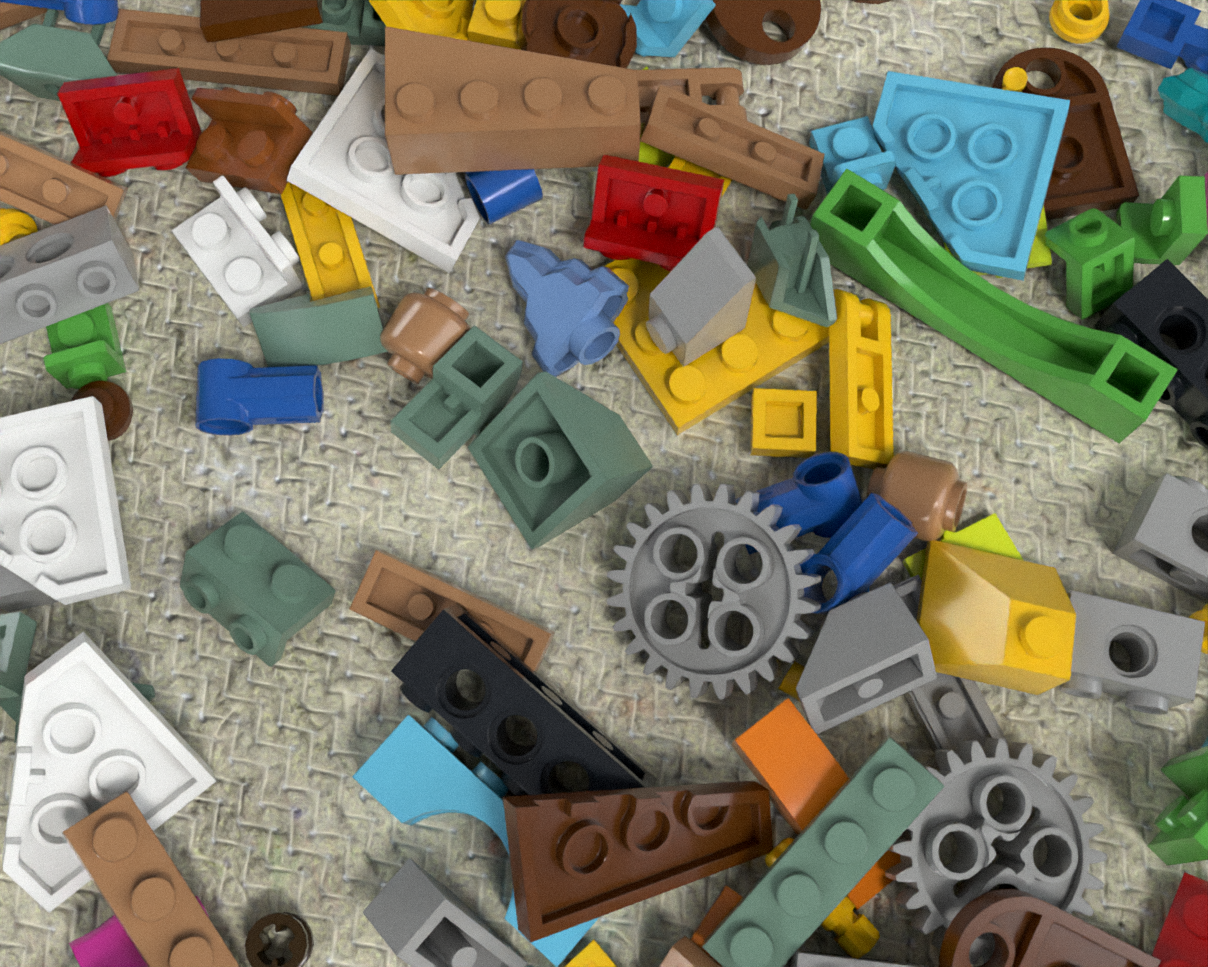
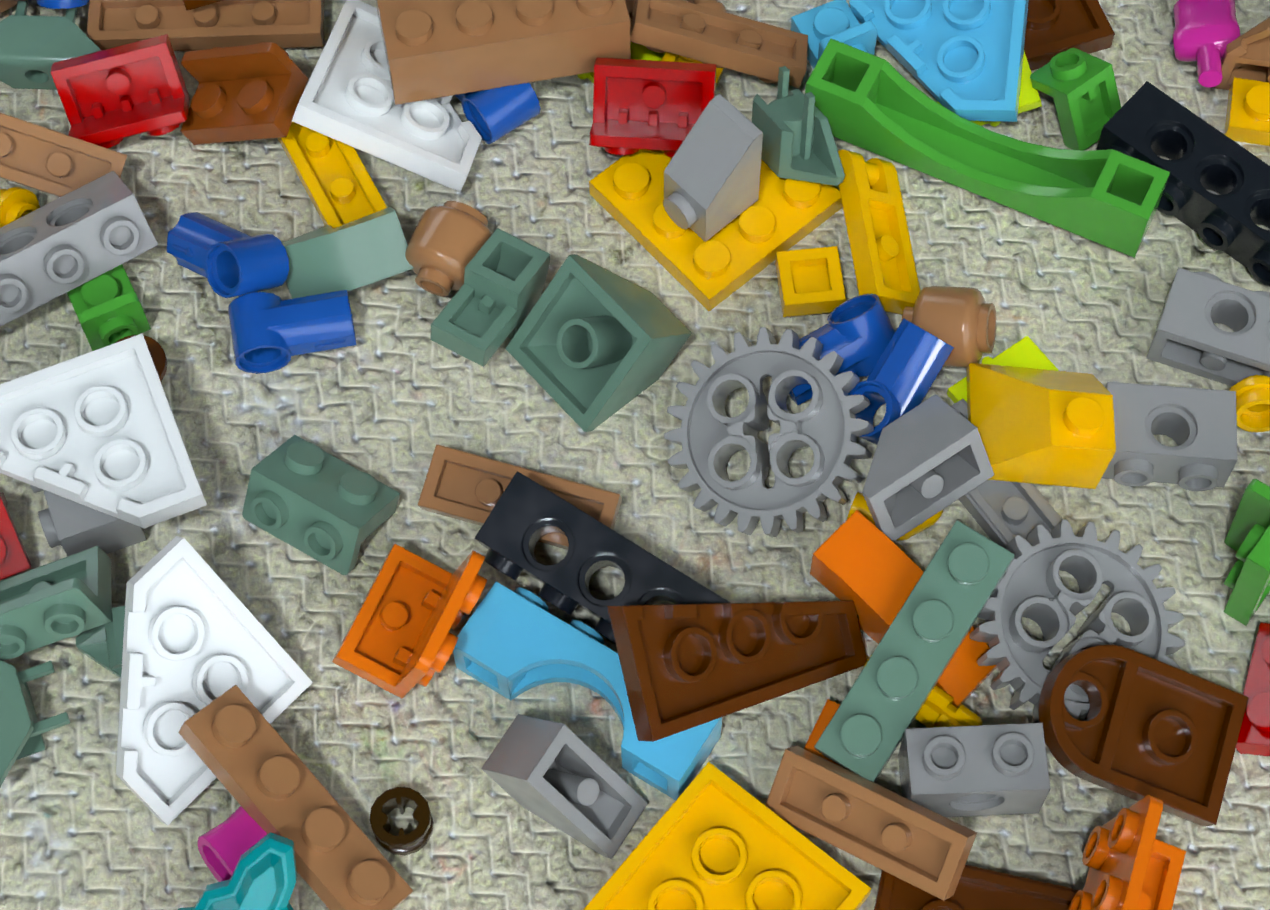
camera: 10 degrees left, 10 degrees down
(203, 318) = (228, 257): none -> blue piece
(237, 252) = (248, 192): white bracket -> none
(318, 738) = (407, 619): none -> orange bracket
(566, 307) = (582, 201): medium blue rock -> none
(1170, 225) = (1145, 54): bright green bracket -> none

